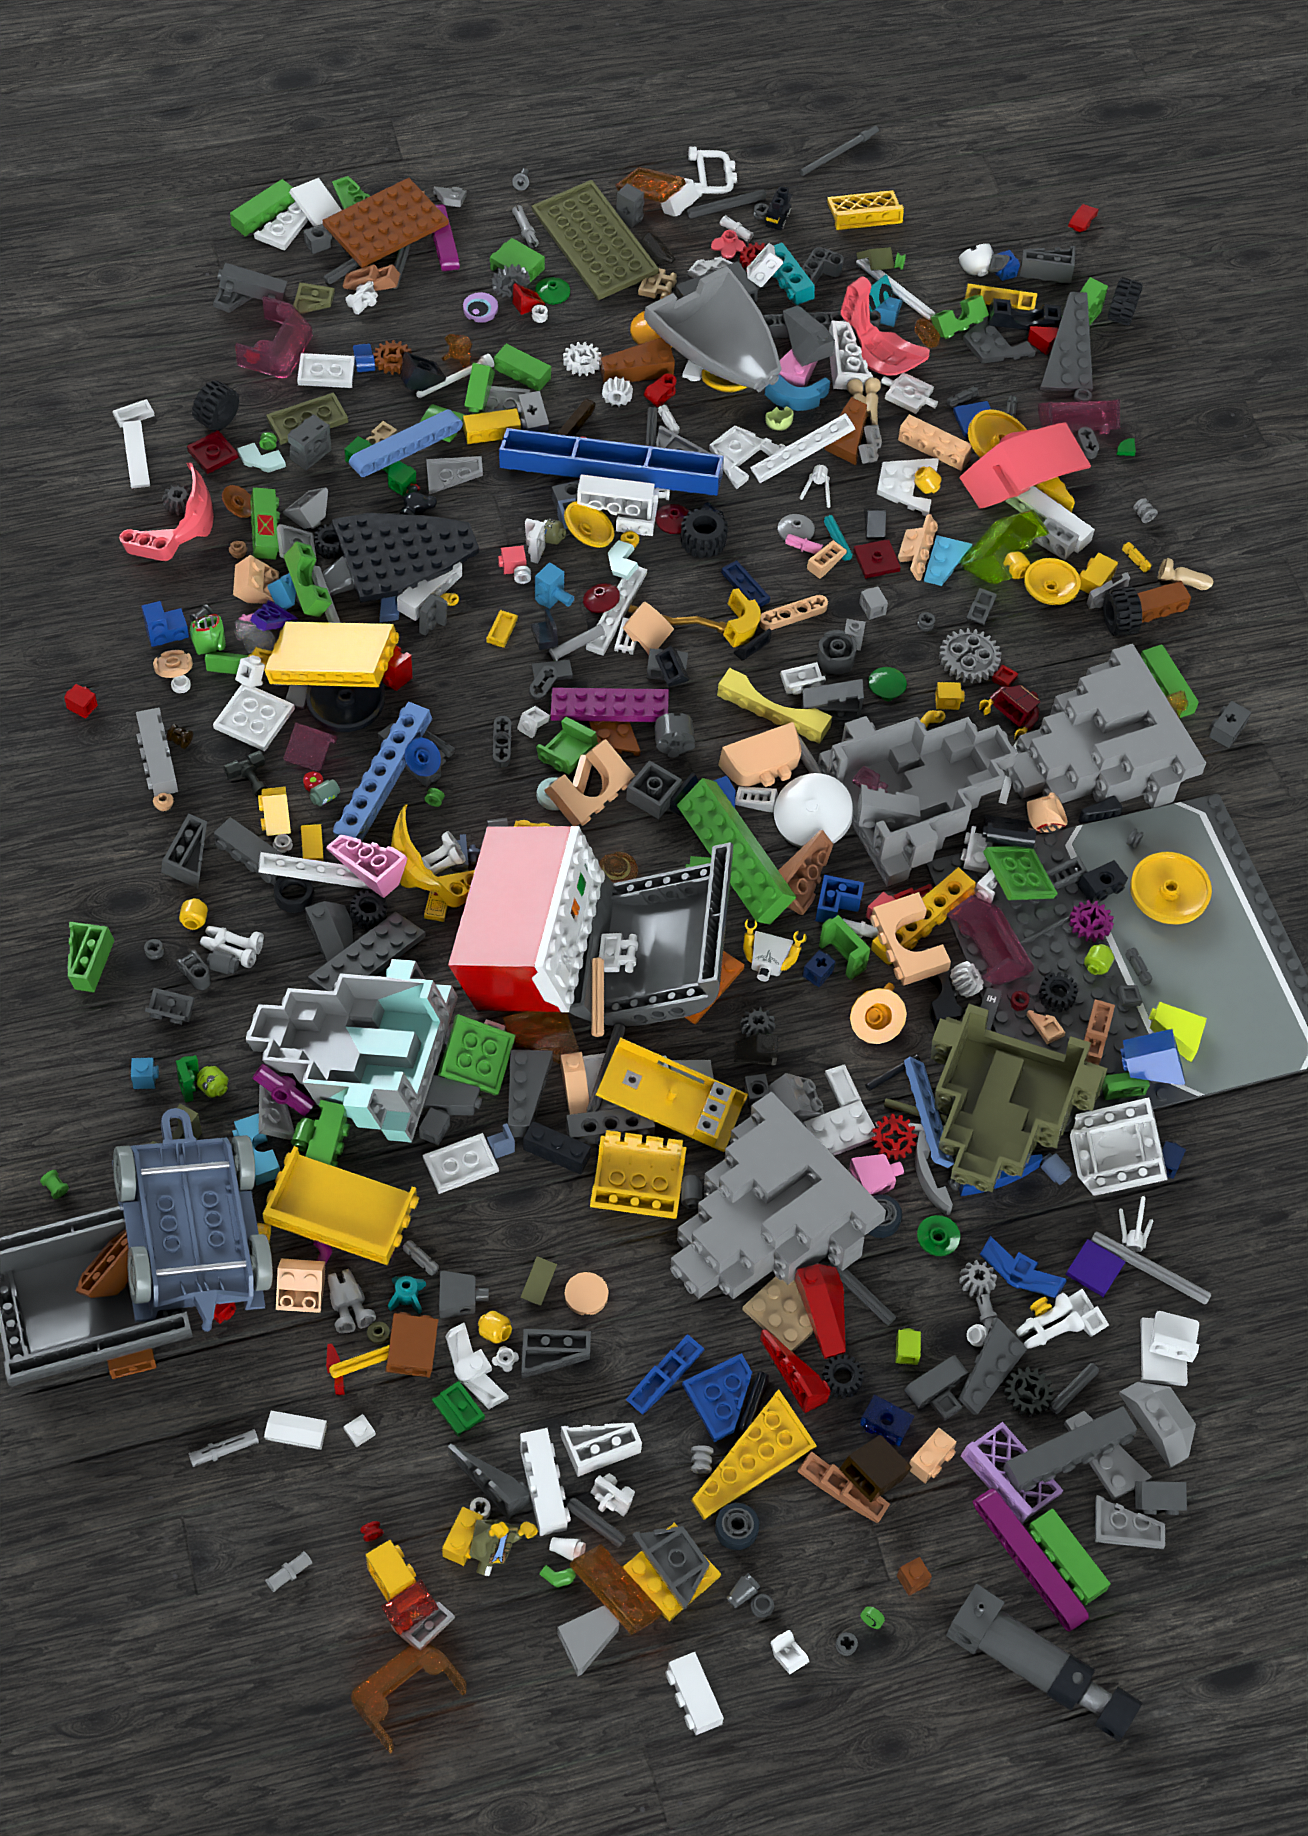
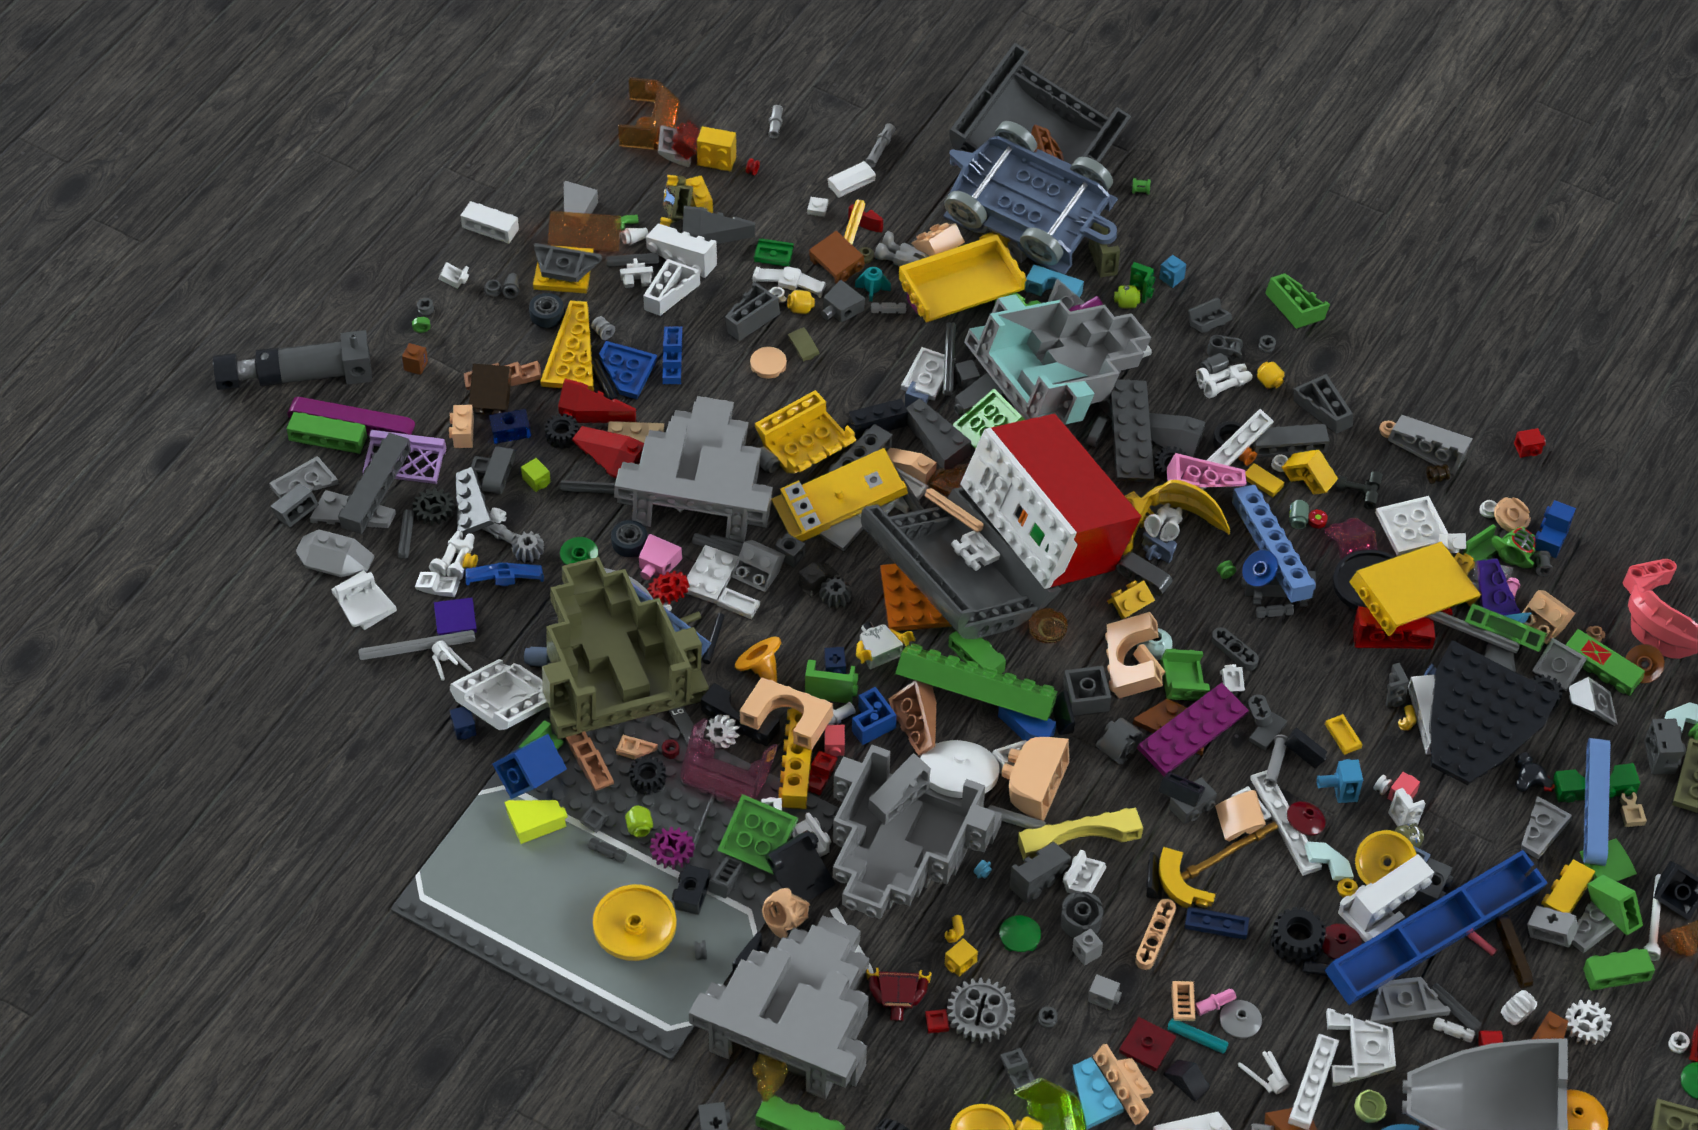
camera: 140 degrees right, 5 degrees down
(432, 1152) = (949, 358): none -> dark grey axle
(870, 778) = (940, 809): clear pink plate -> none

